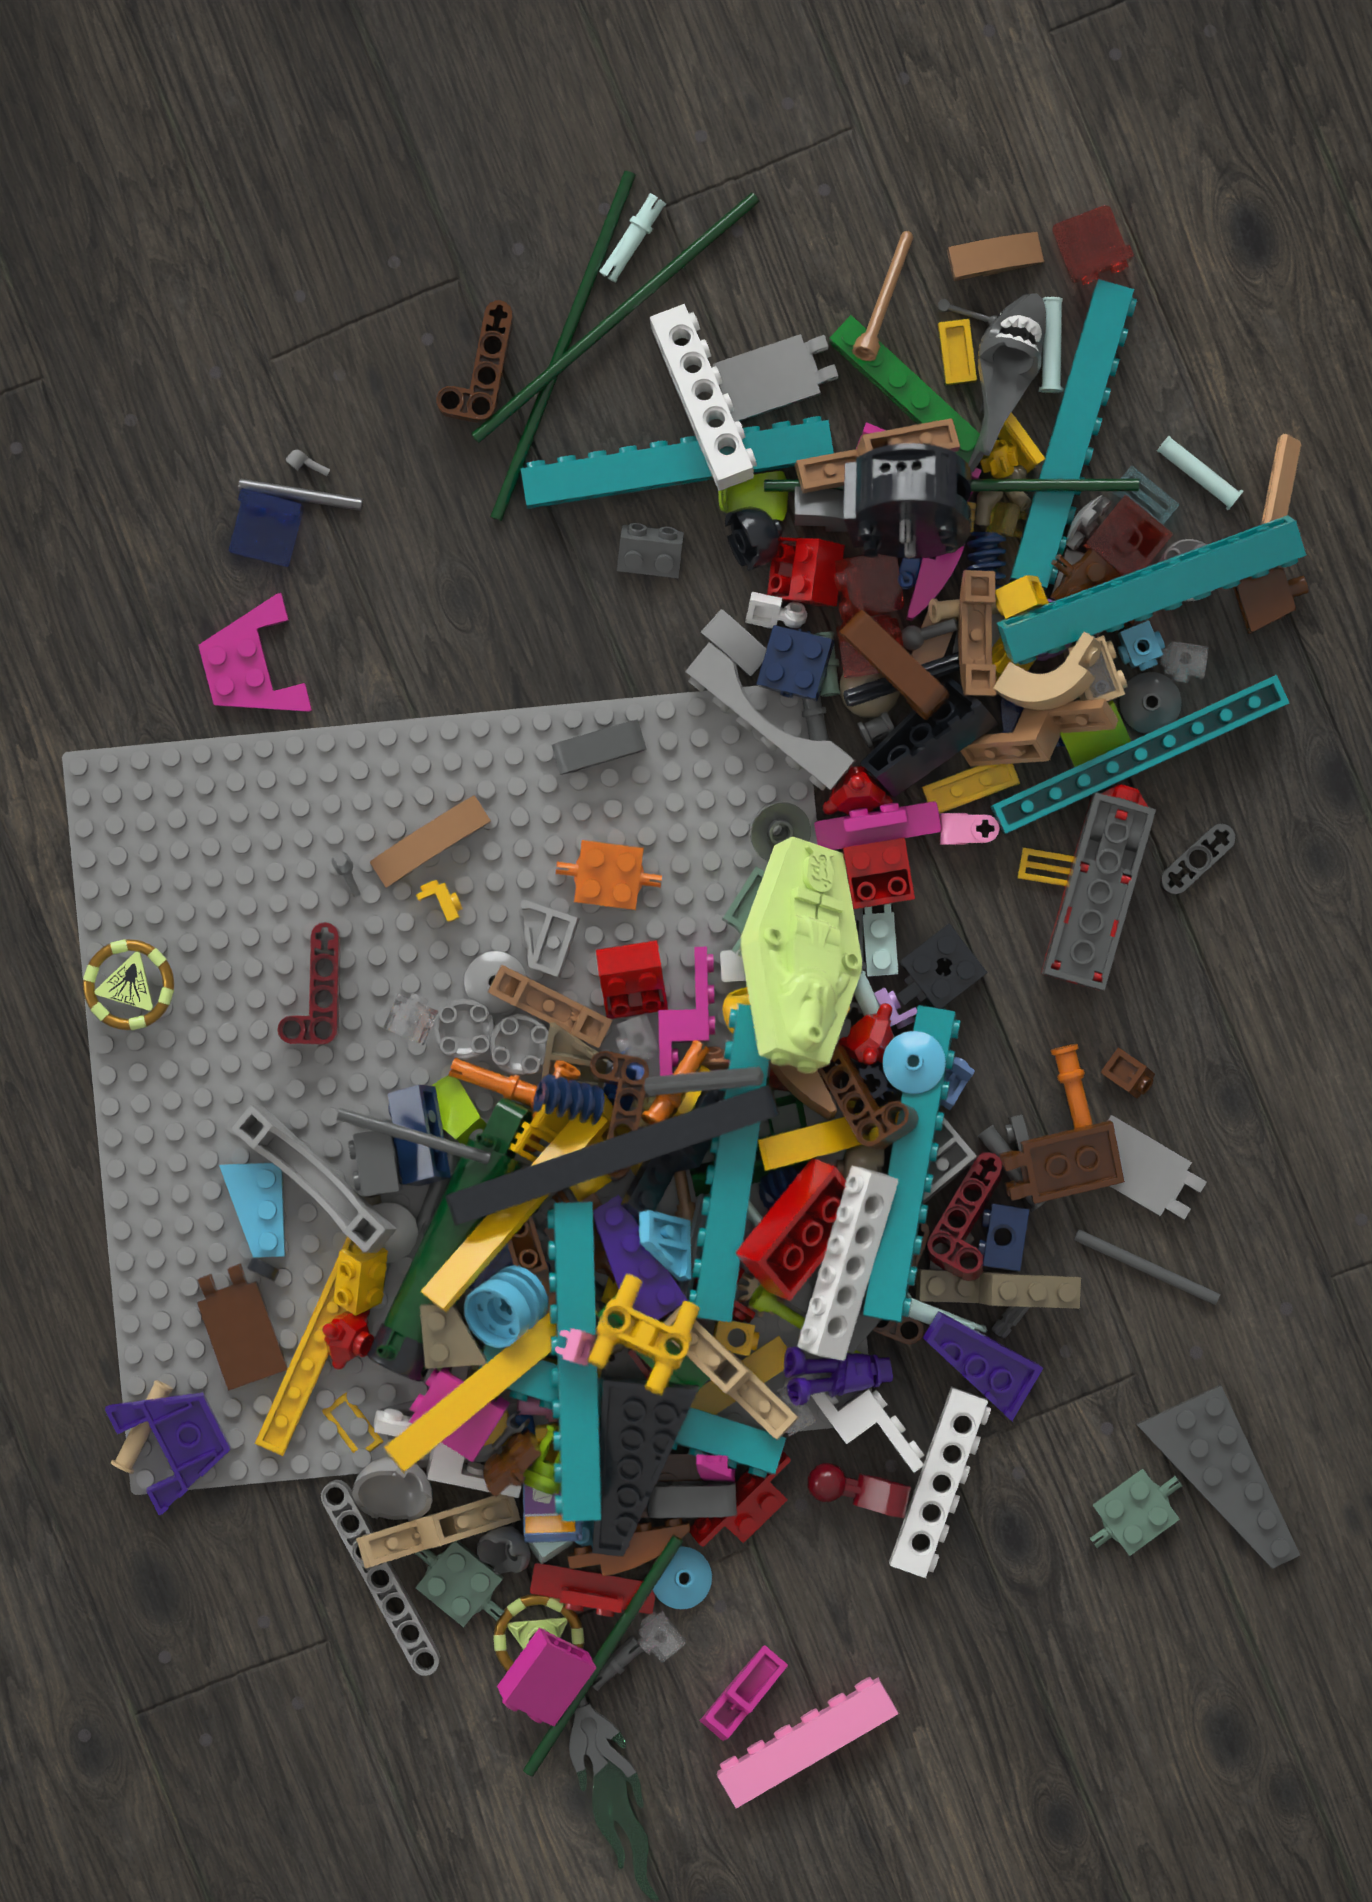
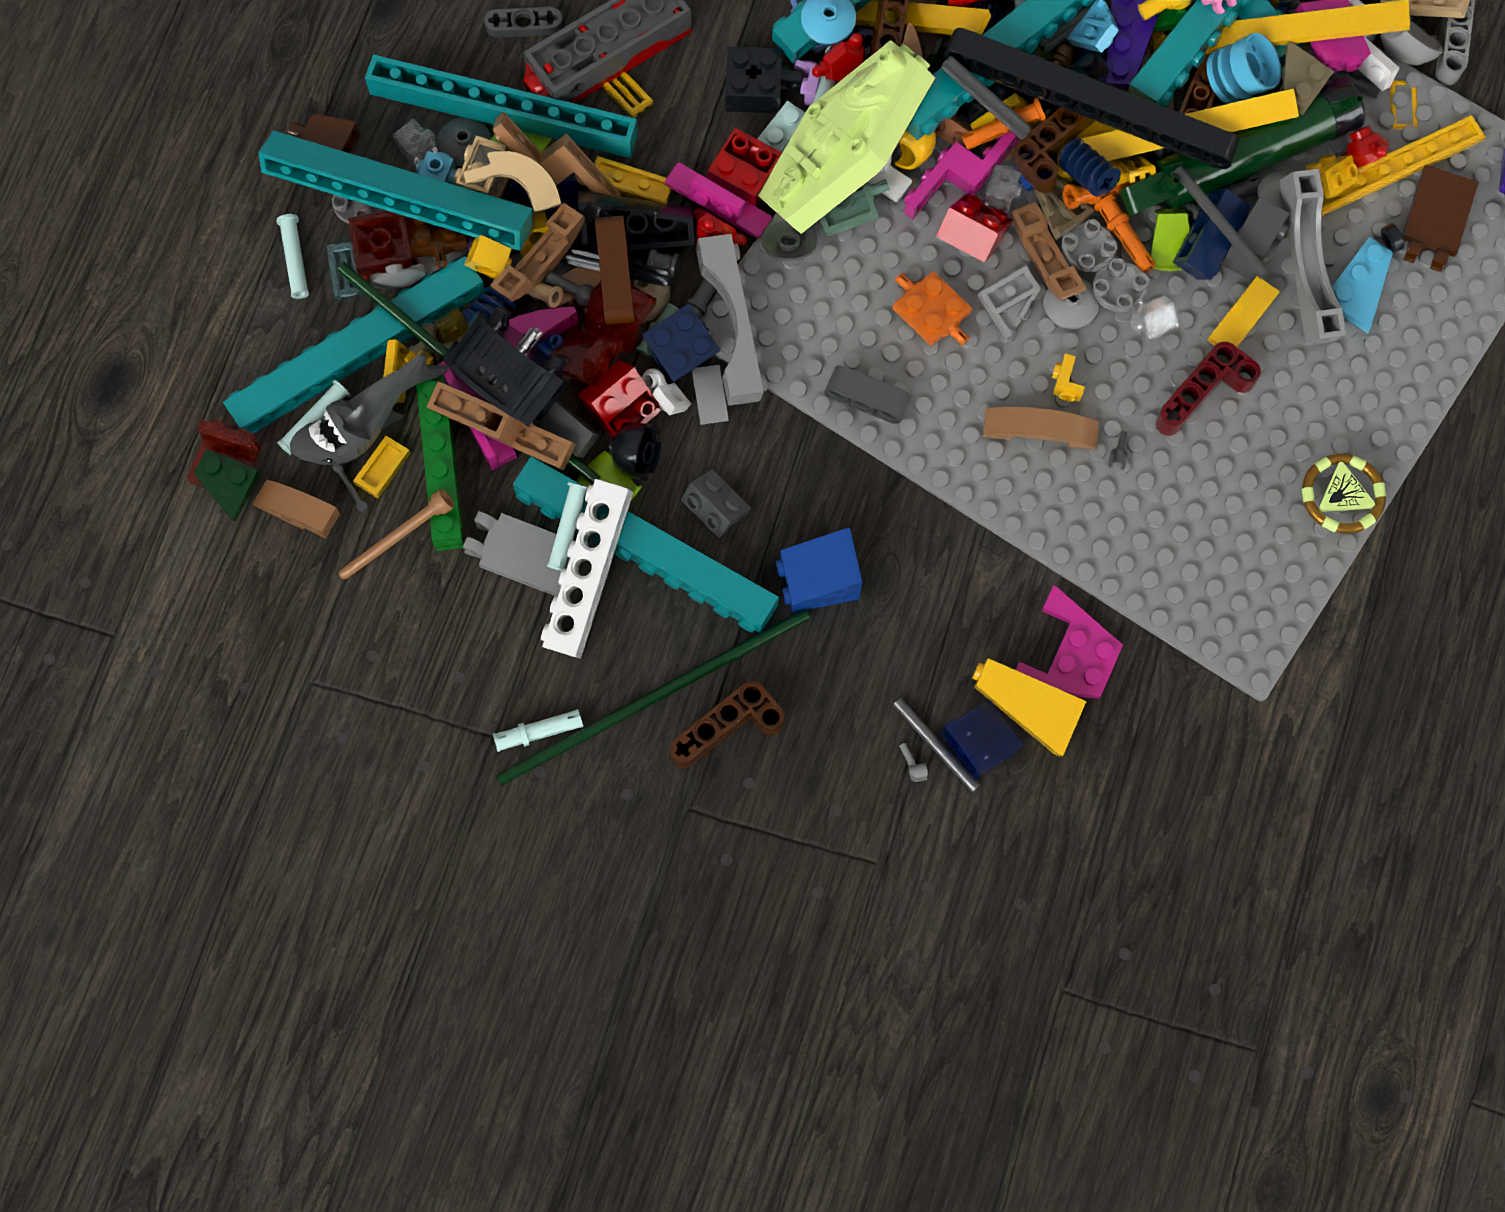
camera: 140 degrees left, 15 degrees down
(247, 587) = (1034, 705): none -> yellow slope
(336, 1088) = (1244, 313): none -> yellow tile
(511, 556) = (820, 572): none -> blue slope
(615, 317) = (599, 682): dark green piece -> none
(750, 420) = (567, 526): none -> light aqua pin
(961, 828) = (657, 151): bright pink piece -> none
(1072, 228) = (226, 481): none -> dark green wing
(1281, 478) = (249, 209): light nougat slope -> none

